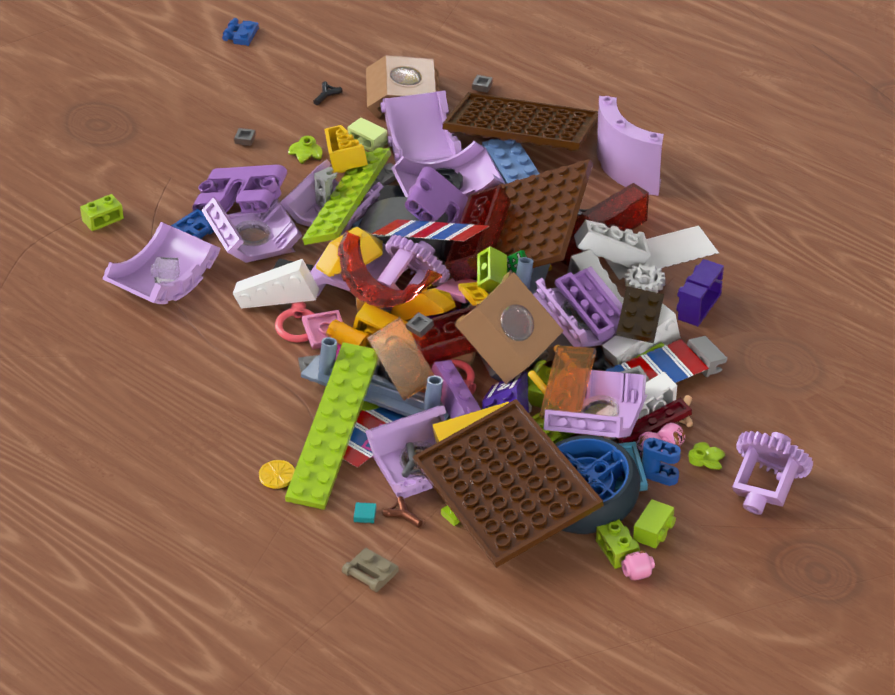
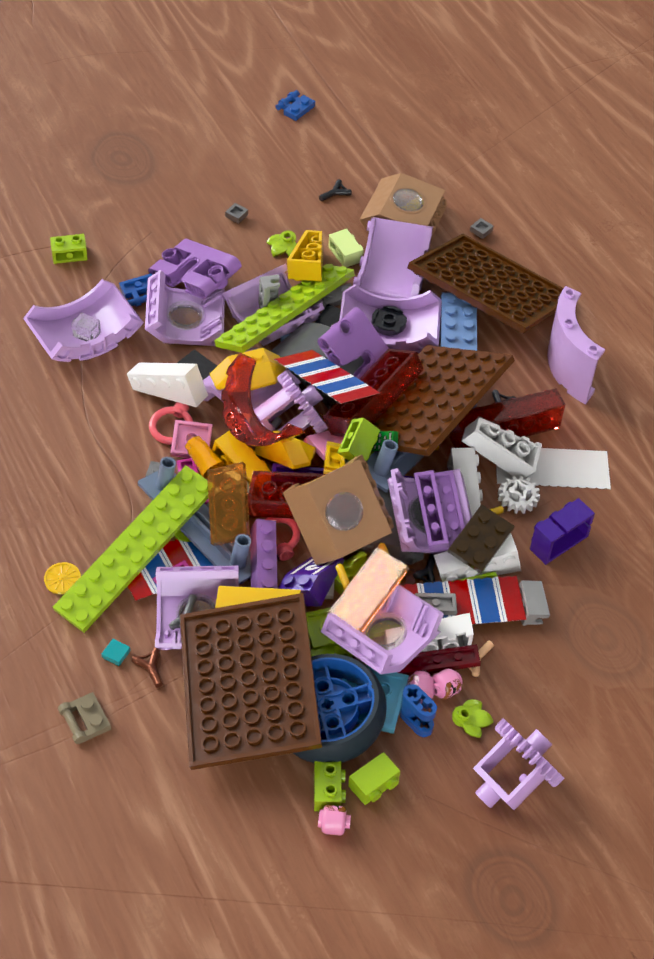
camera: 20 degrees right, 10 degrees up
(419, 324) = (259, 475): flat silver plate -> none

